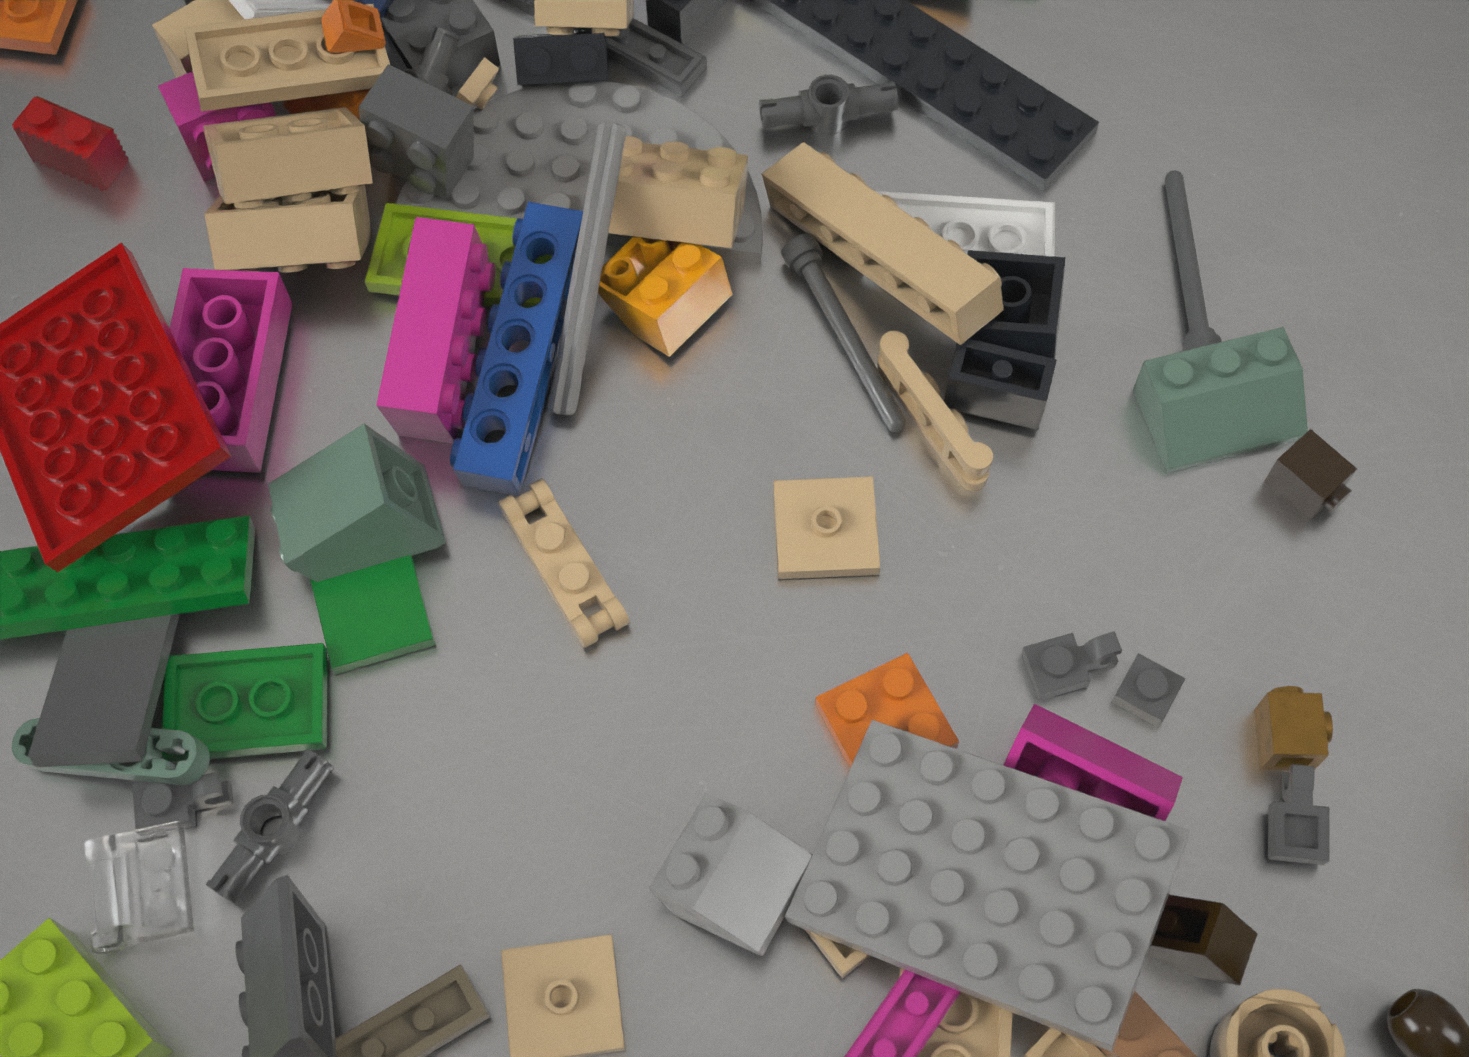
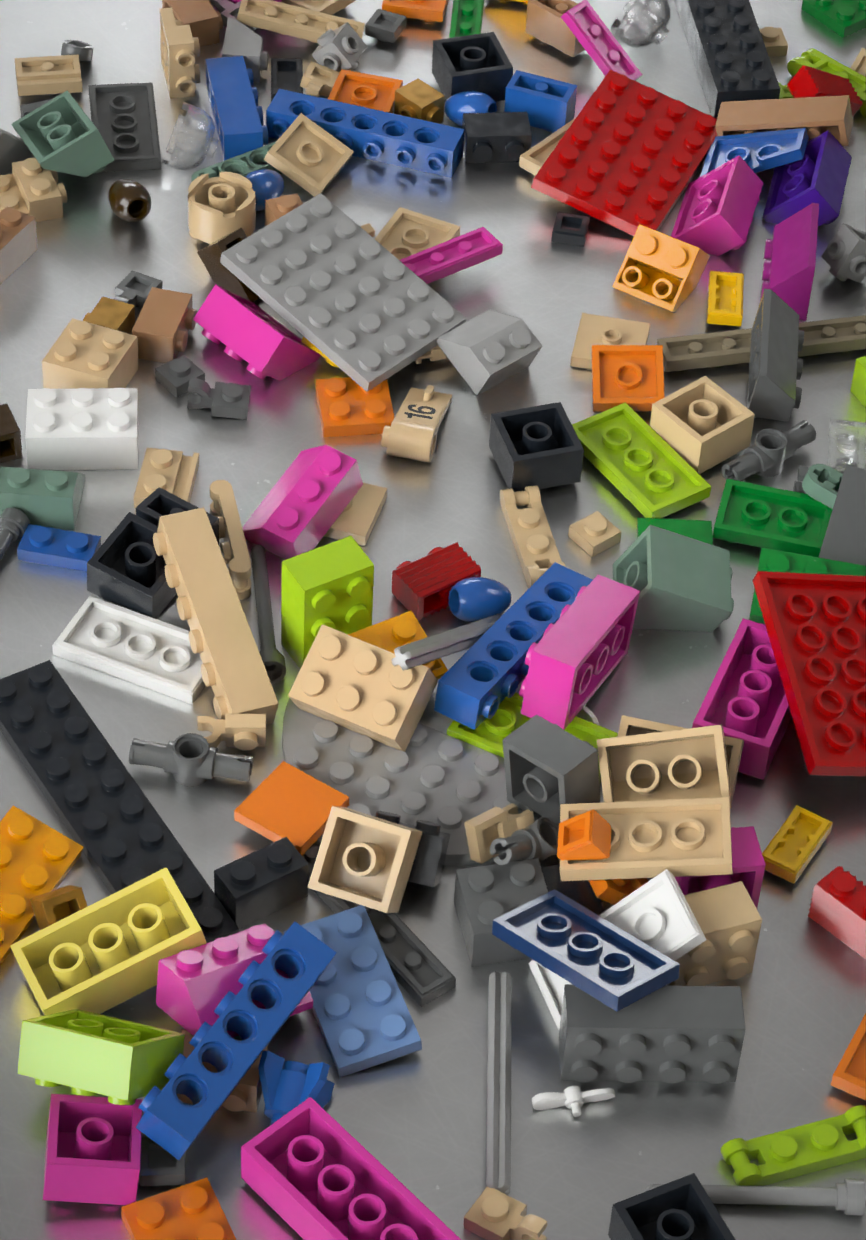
camera: 165 degrees left, 20 degrees down
(150, 217) = (796, 844): none -> yellow plate
(375, 824) = (703, 423): none -> tan brick
(458, 745) = (640, 462): none -> lime plate
(485, 601) = (594, 534): none -> tan plate
(510, 902) = (627, 375): none -> orange plate
(593, 419) = (478, 598): none -> blue animal
(599, 689) = (536, 447): none -> black brick
(658, 434) = (428, 580): none -> red brick
(696, 76) = (290, 807): none -> orange tile
(756, 284) = (325, 588): none -> lime brick
(784, 713) = (416, 425): none -> tan door
(820, 139) = (238, 730): none -> tan plate
(870, 477) = (304, 502): none -> dark pink slope
(1065, 496) = (168, 471): none -> tan plate
(1127, 344) = (57, 547): none -> blue plate
(1210, 517) = (82, 429): none -> white brick
(1219, 762) = (164, 325): none -> medium nougat brick
(1270, 636) = (90, 358): none -> tan brick

